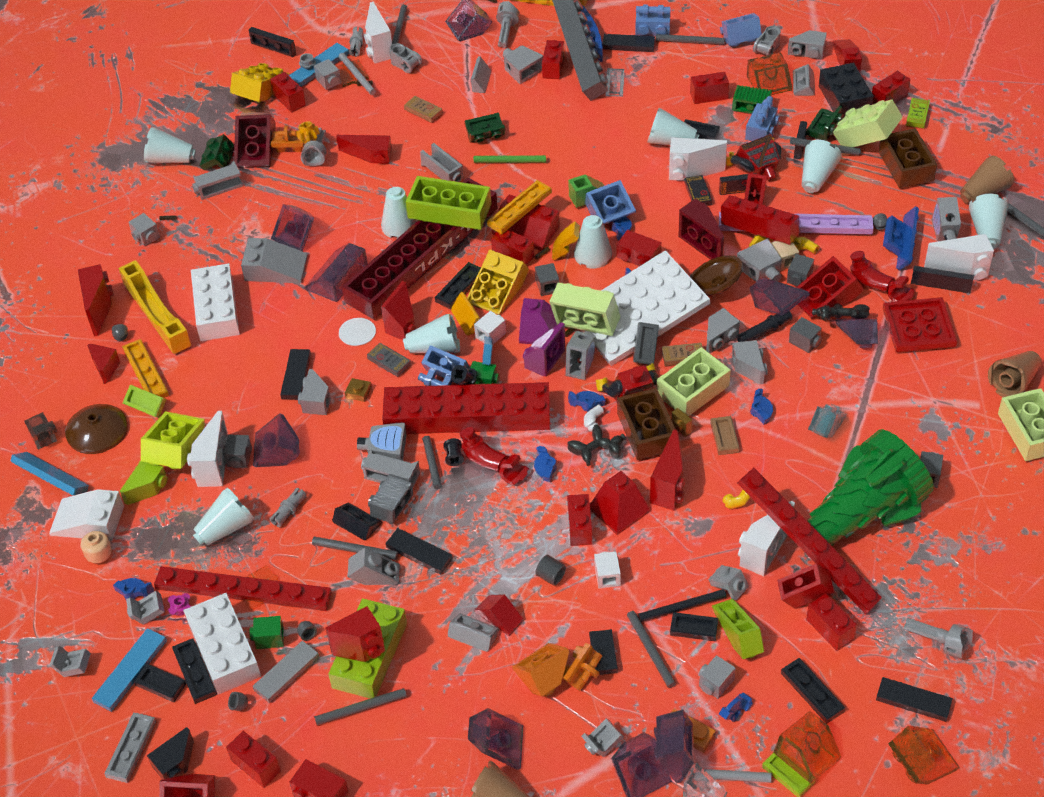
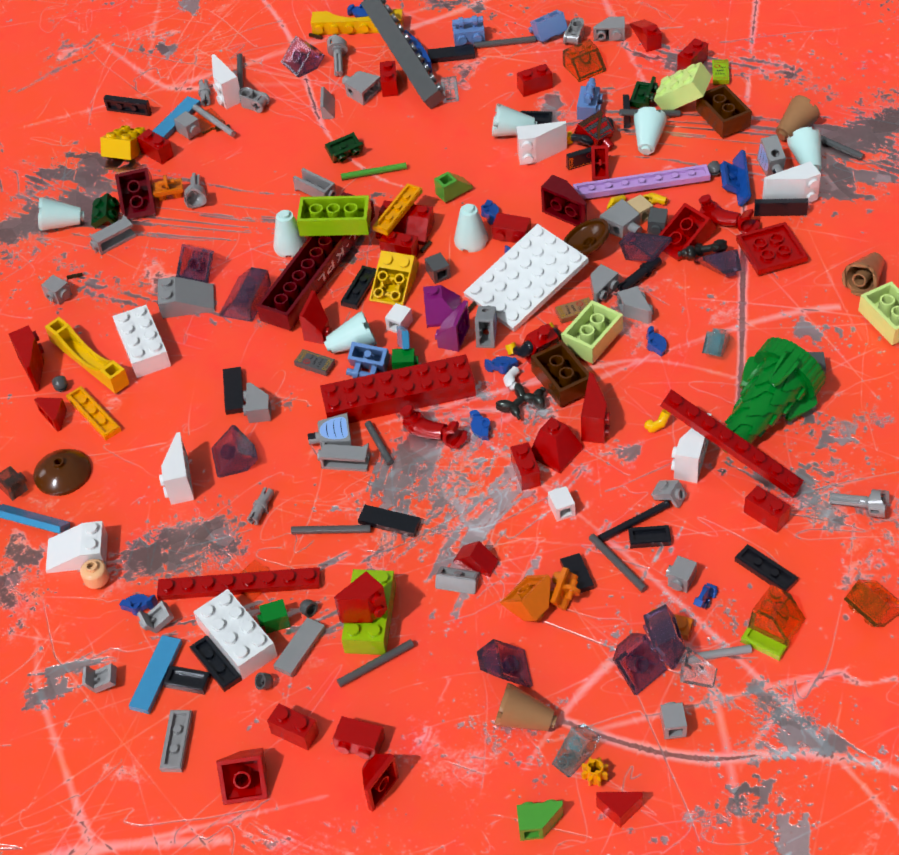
camera: 10 degrees left, 0 degrees up
(143, 483) = (122, 509): lime slope -> none
(144, 401) = (101, 439): lime tile -> none
(171, 439) = (139, 467): neon yellow brick -> none
(173, 756) = (218, 740): black slope -> none
(178, 609) = (185, 613): dark pink plate -> none
(222, 518) = (205, 526): light aqua cone -> none
(237, 451) = (200, 466): dark grey brick -> none
(307, 61) = (165, 116): light grey plate -> none
(307, 132) = (185, 177): light orange gear -> none
(355, 521) = (324, 506): black slope -> none
(357, 331) = (278, 343): white sticker -> none
(358, 389) = (294, 393): pearl gold plate -> none
(366, 147) = (242, 183): red slope -> none
(372, 568) = (353, 543): light grey slope -> none
(390, 499) = (351, 480): dark grey brick -> none
(423, 109) = (283, 141): medium nougat tile -> none
(453, 452) = (397, 433): black bush -> none
(464, 375) = (388, 361): black bush -> none
(465, 314) = (373, 310): light orange slope -> none
(550, 570) = (512, 513): dark grey piece -> none
(565, 238) = (447, 227): light orange slope -> none
(585, 308) = (481, 285): yellowish green brick -> none
(602, 739) = (598, 645): light grey bracket -> none
(609, 202) = (475, 191): medium blue slope -> none
(645, 343) = (541, 306): dark grey tile -> none
(681, 422) = (592, 366): pearl gold plate -> none
(697, 189) = (547, 168): black tile -> none
(724, 435) = (630, 372): medium nougat tile -> none
(739, 628) = (690, 530): lime slope -> none
(746, 98) = (570, 83): green brick -> none
(760, 219) = (612, 183): red brick -> none
(803, 81) = (614, 61): light grey slope -> none
(805, 335) = (677, 274): dark grey brick -> none
(805, 586) = (738, 482): red brick -> none
(844, 87) = (652, 60): black brick -> none
(914, 699) = (853, 559): black tile -> none

